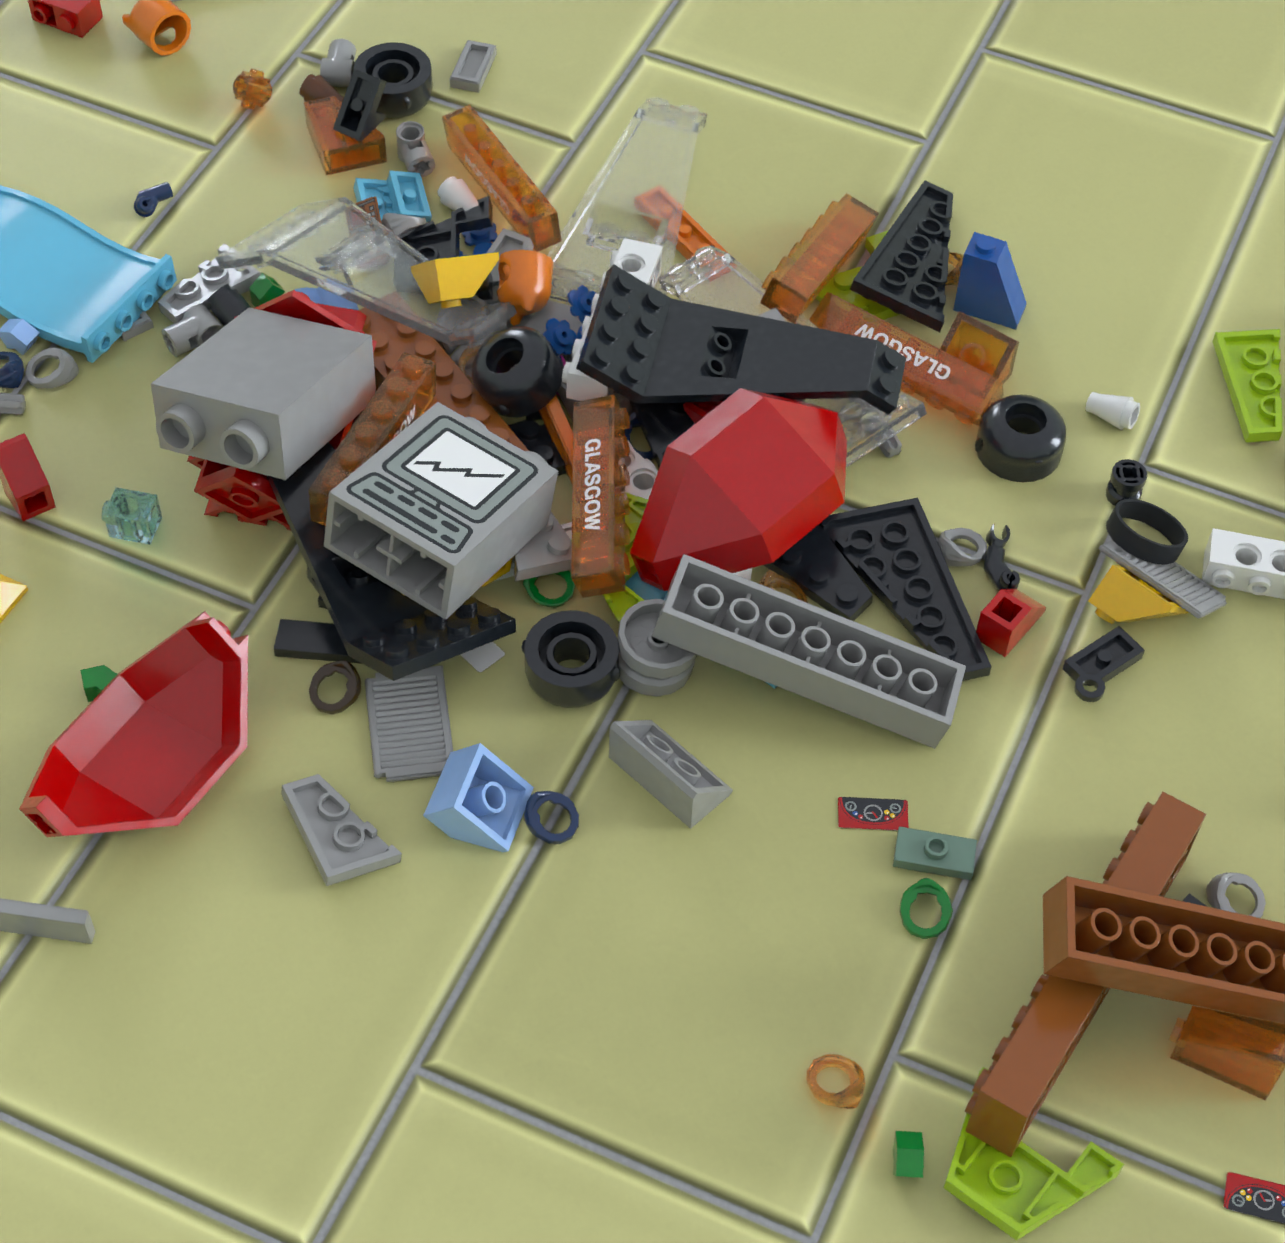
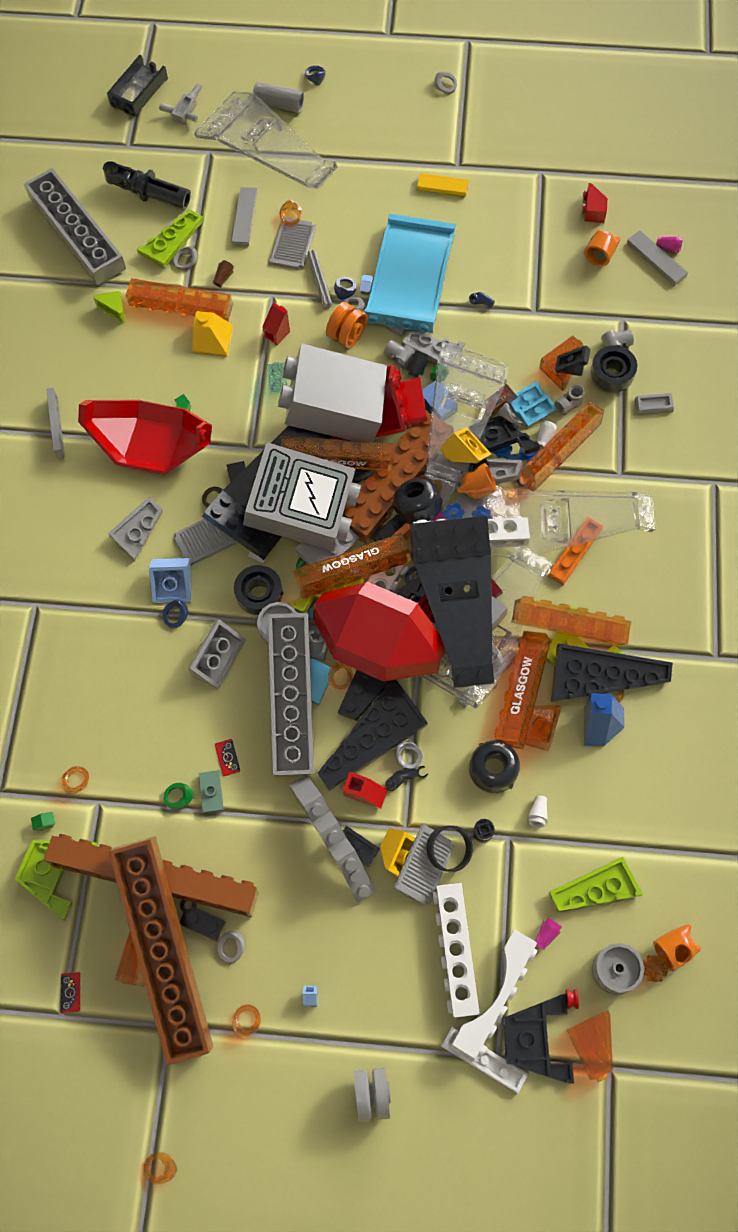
camera: 75 degrees right, 15 degrees up
(95, 374) = (346, 324): none -> orange wheel
(252, 89) = (576, 309): clear orange gear -> none
(317, 88) = (592, 340): reddish brown cone -> none
(1084, 663) = (333, 837): none -> light grey arch

